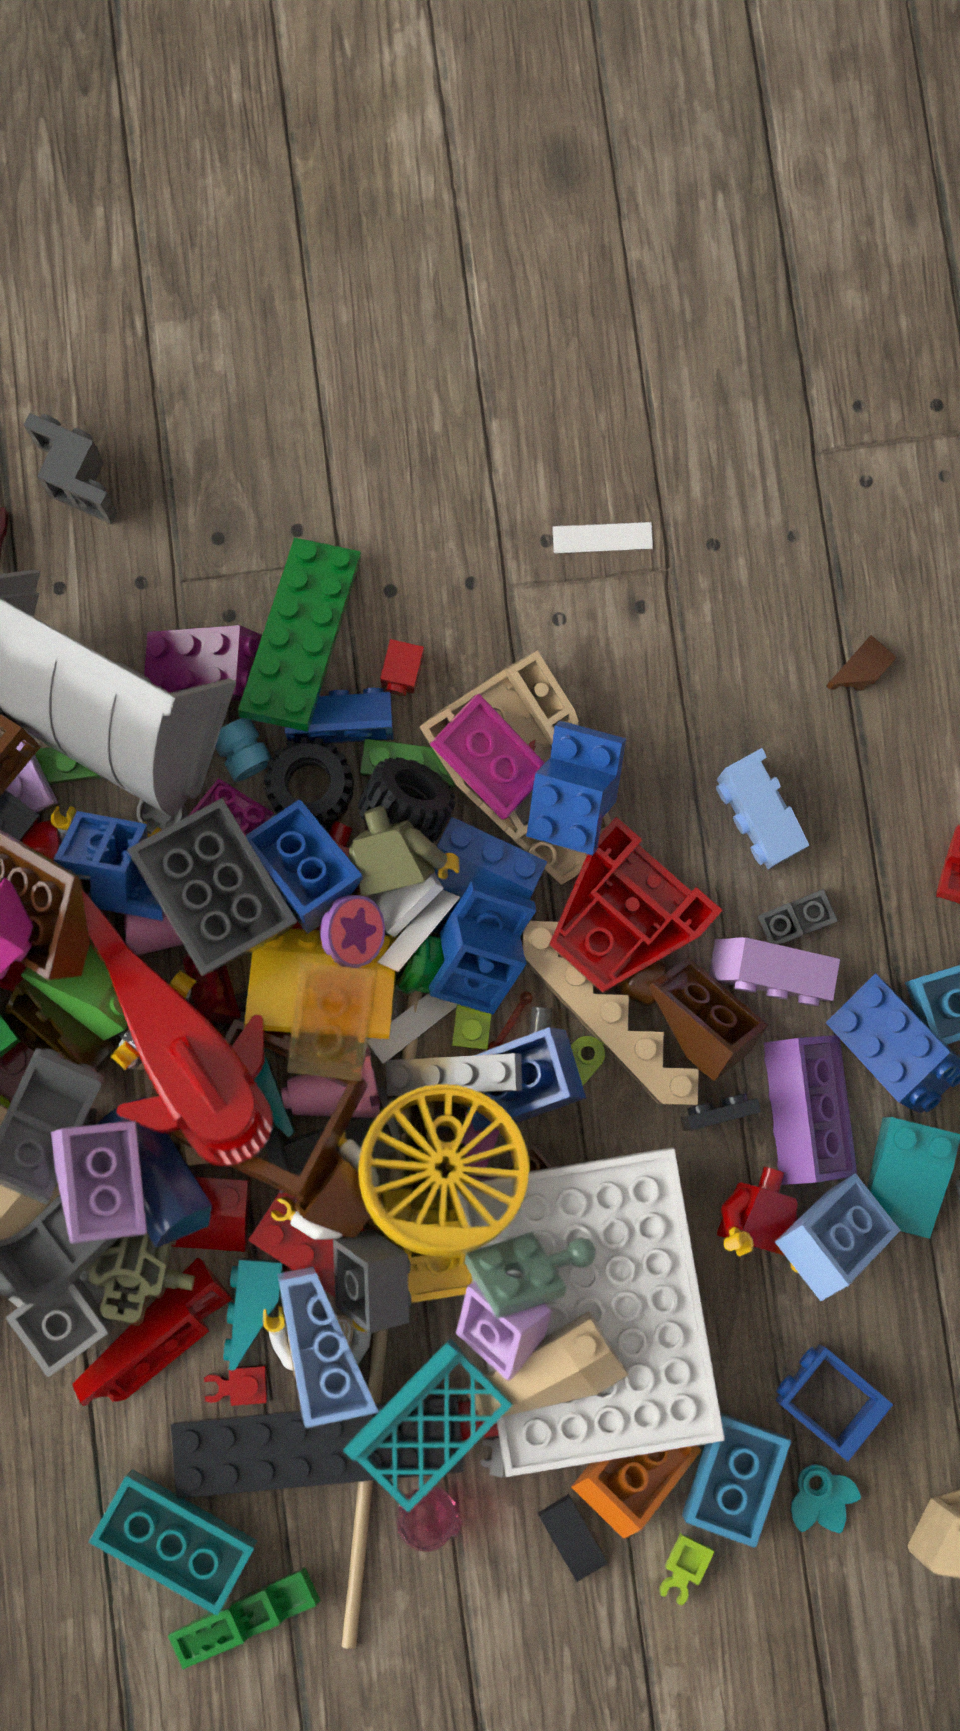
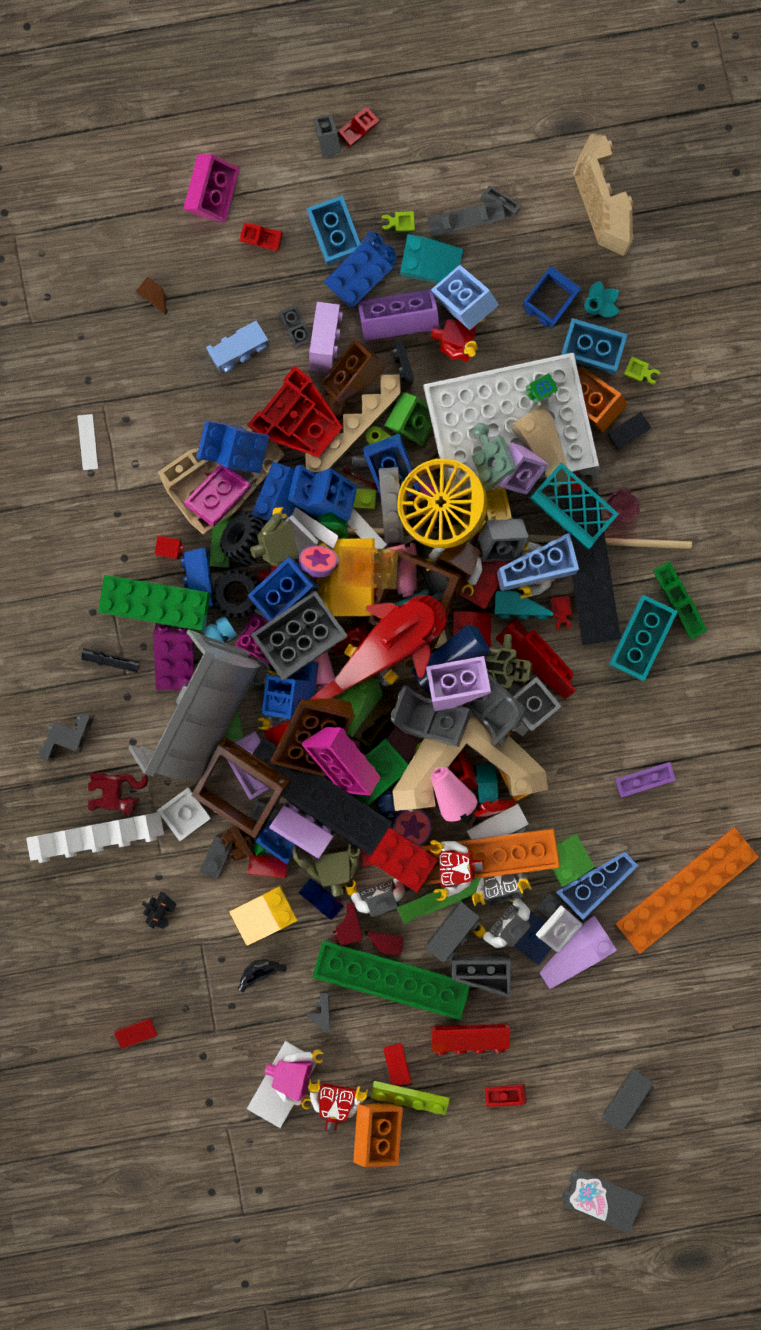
camera: 85 degrees left, 5 degrees up
(210, 541) = (102, 658): none -> black pin
(614, 1121) = (410, 419): none -> bright green slope
(656, 1374) = (541, 388): none -> green brick

